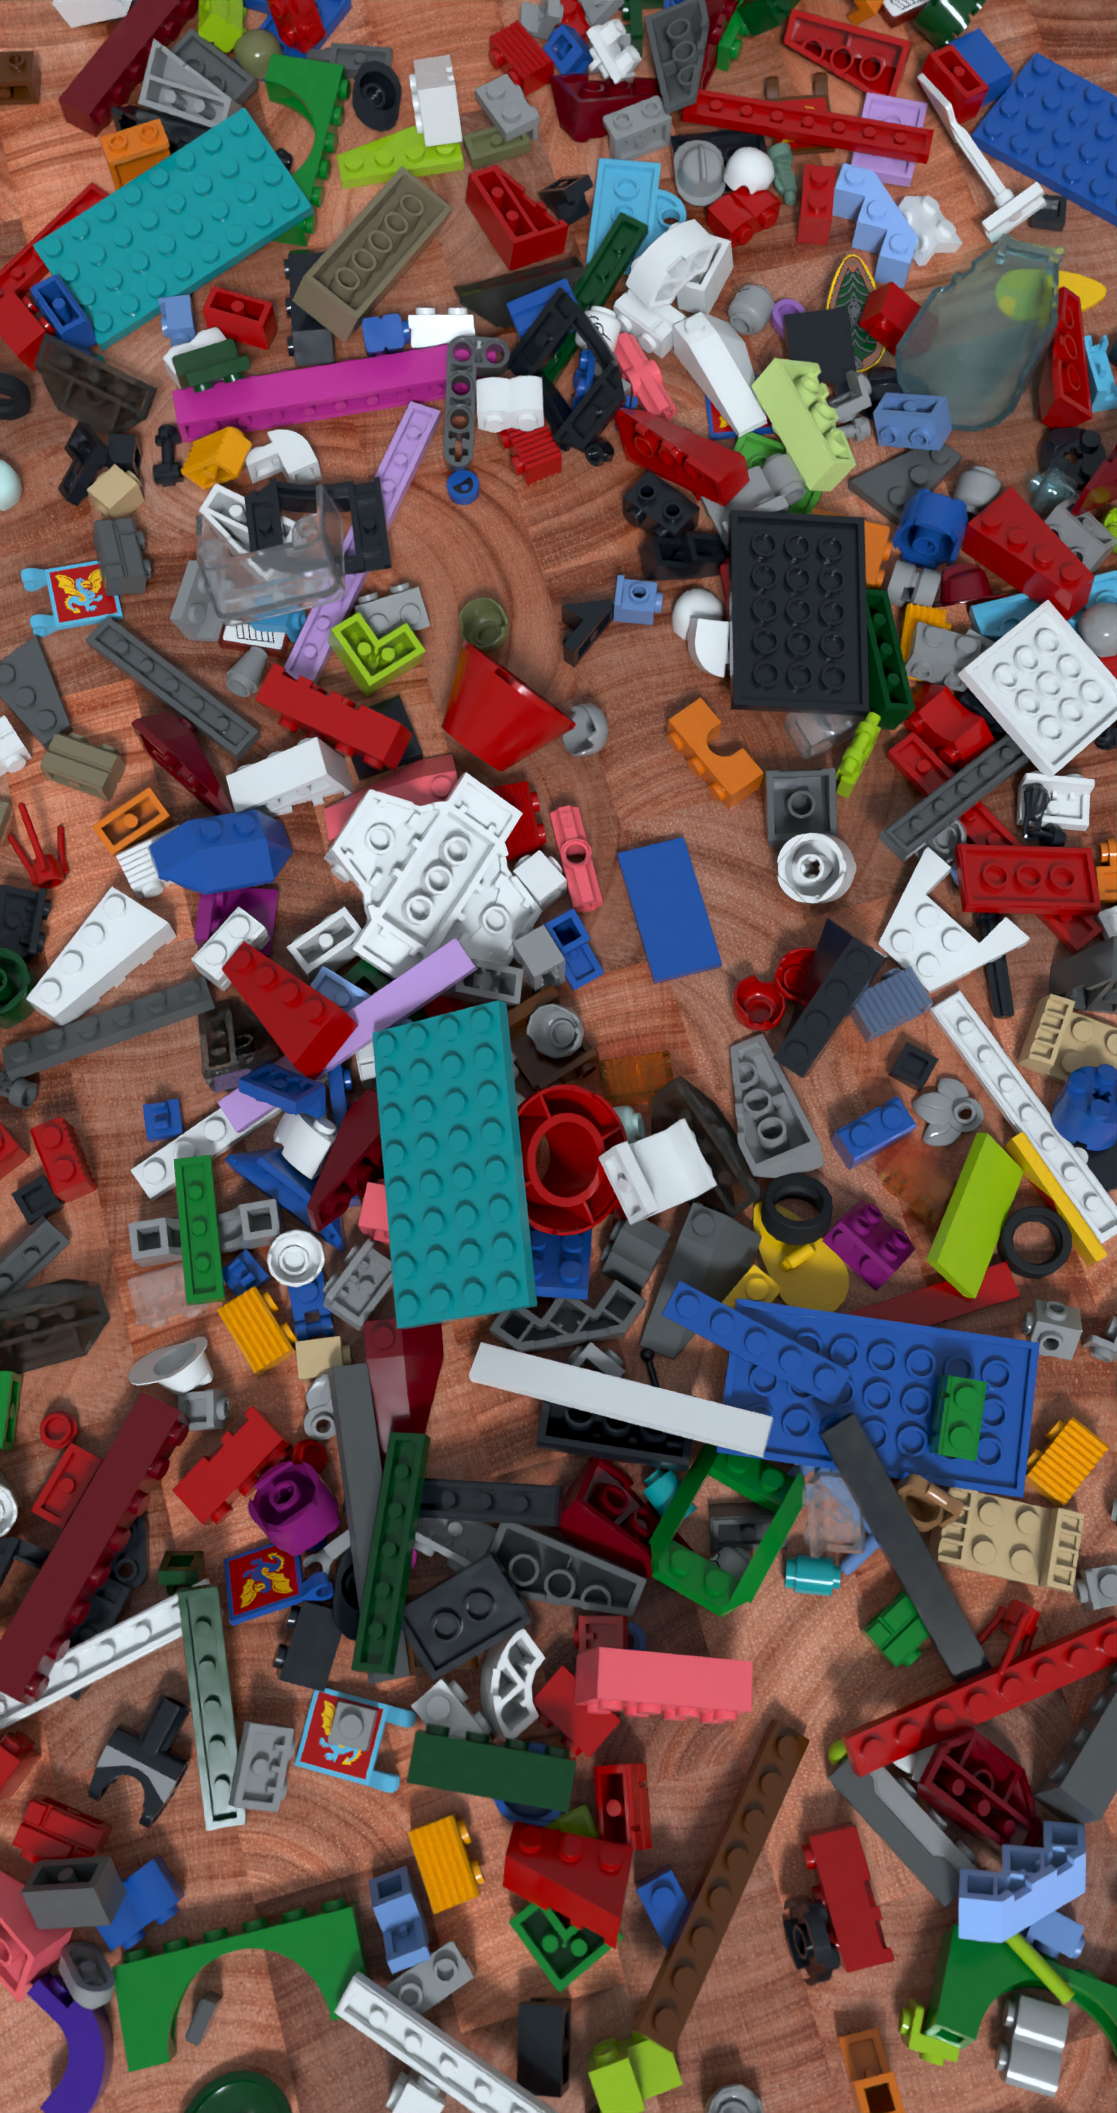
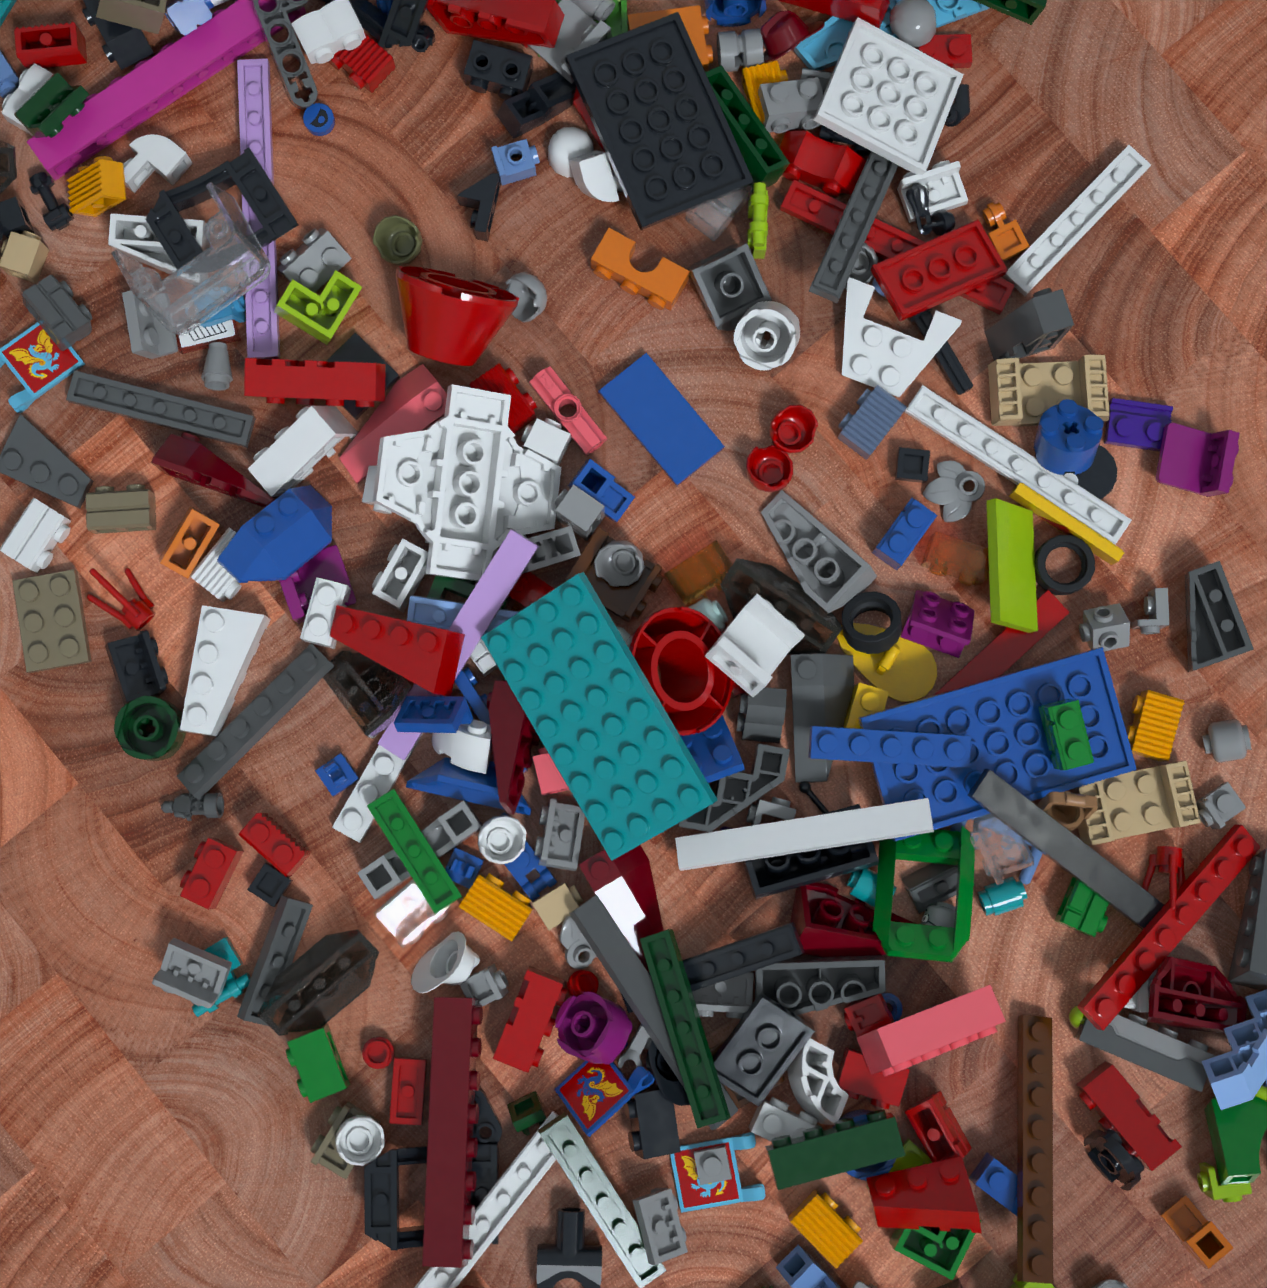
camera: 30 degrees left, 10 degrees up
(833, 986) = (824, 432): black wedge -> none

